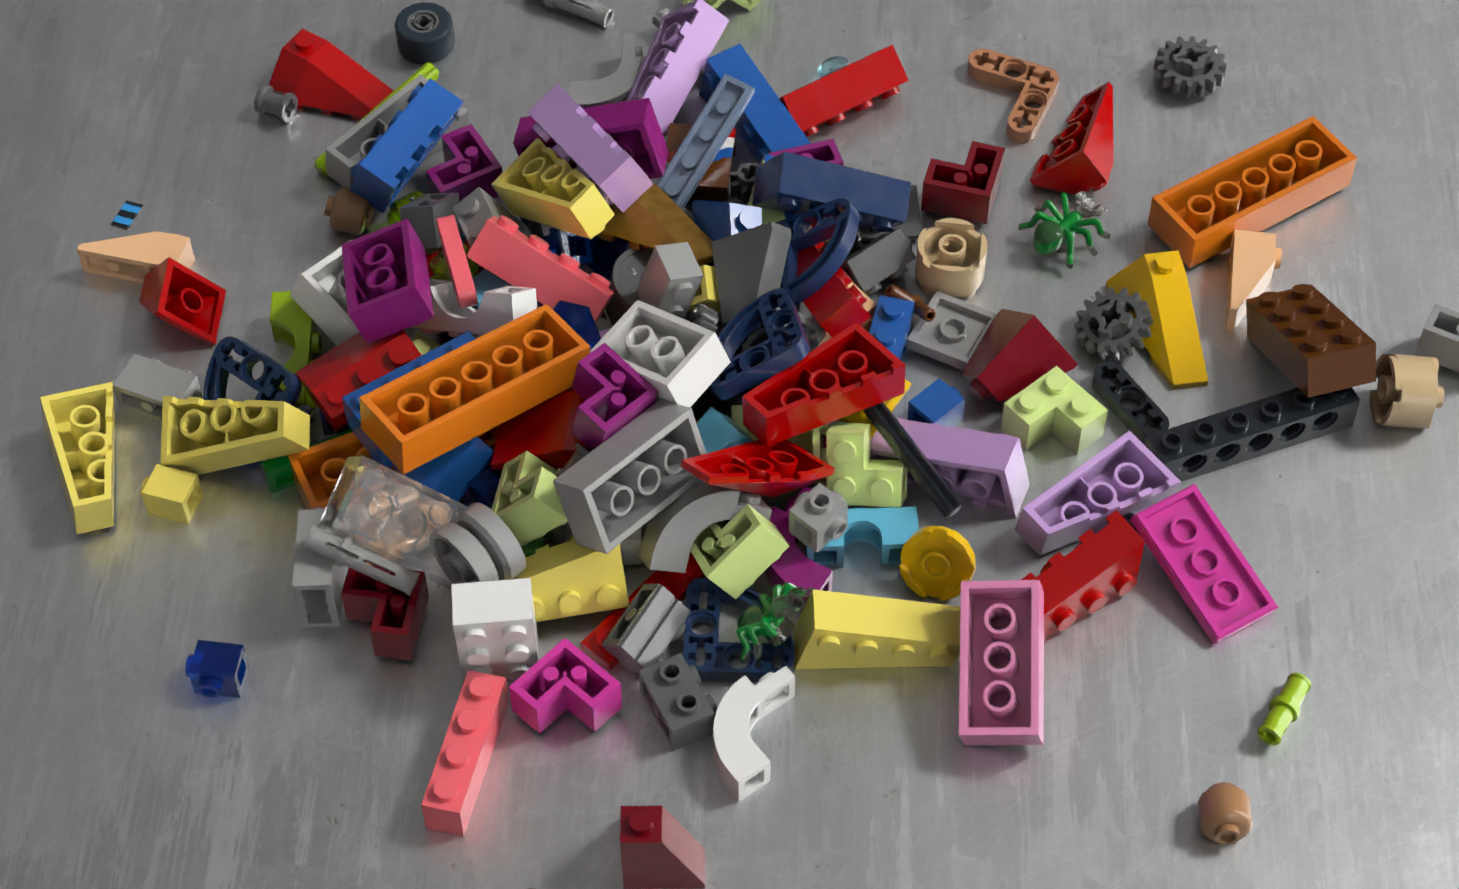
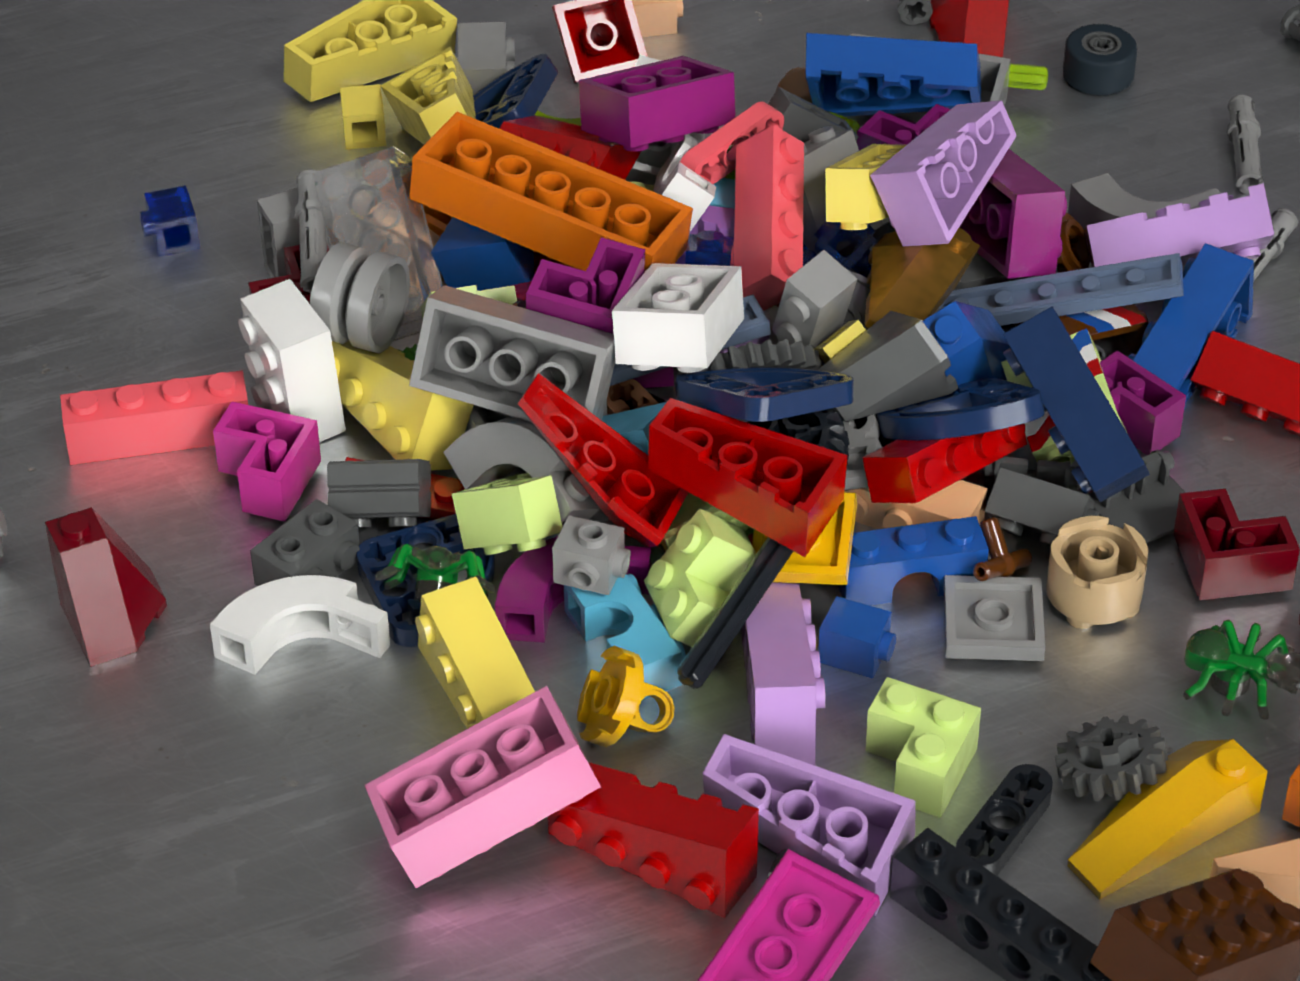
camera: 65 degrees right, 10 degrees down
(1013, 356) = (996, 674): dark red slope -> none

